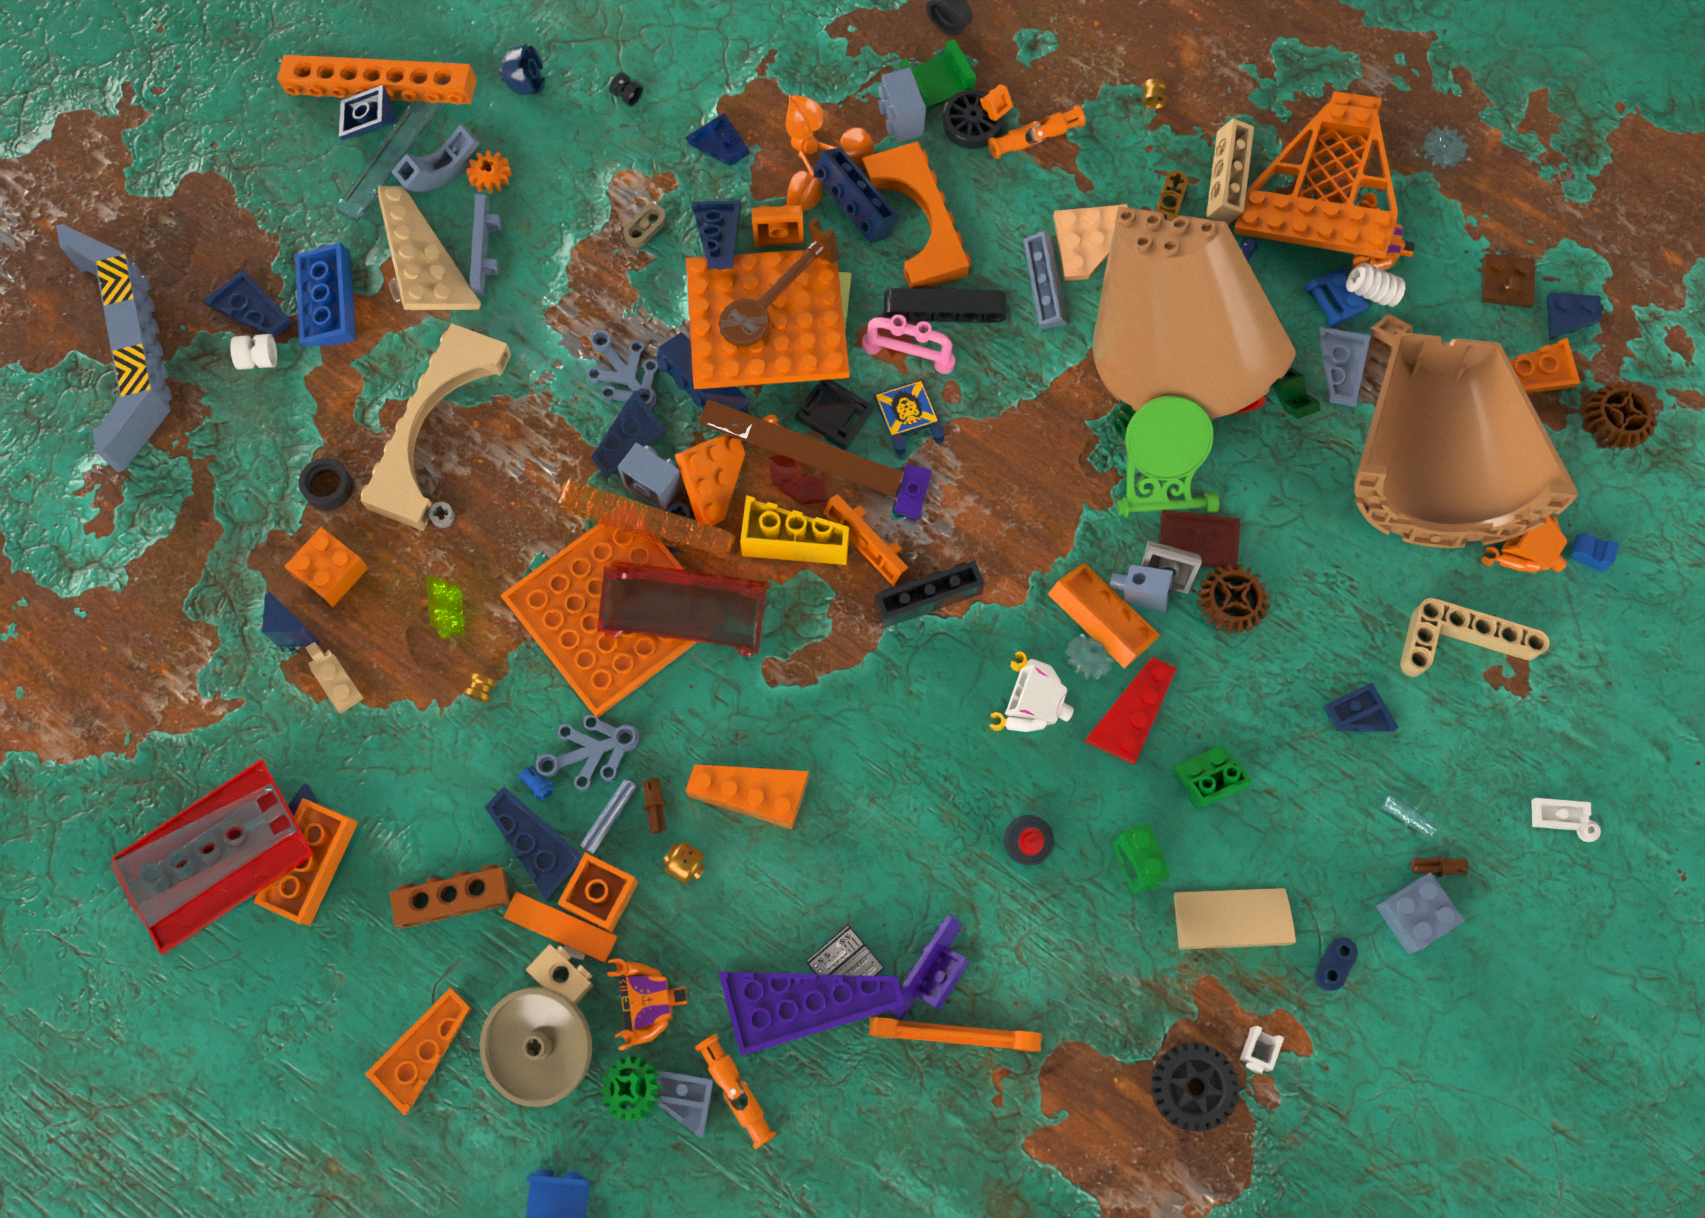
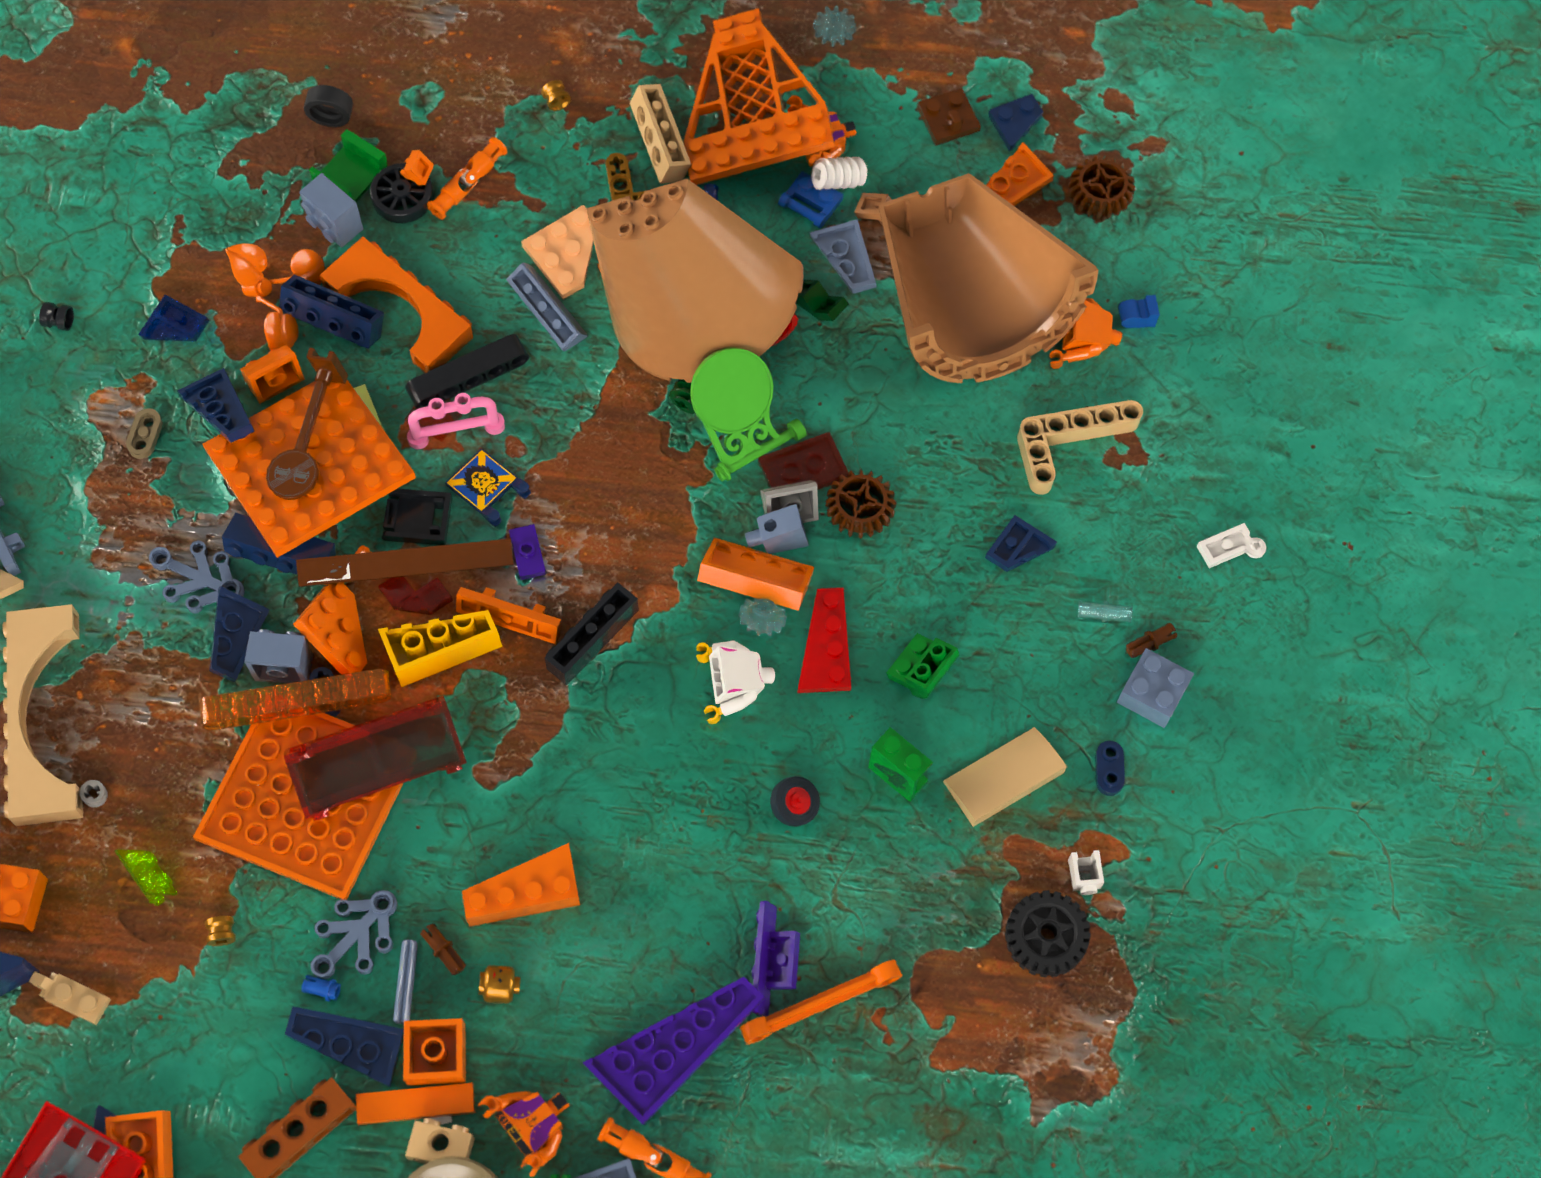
camera: 30 degrees left, 5 degrees down
(845, 956) = (686, 986): light grey tile -> none

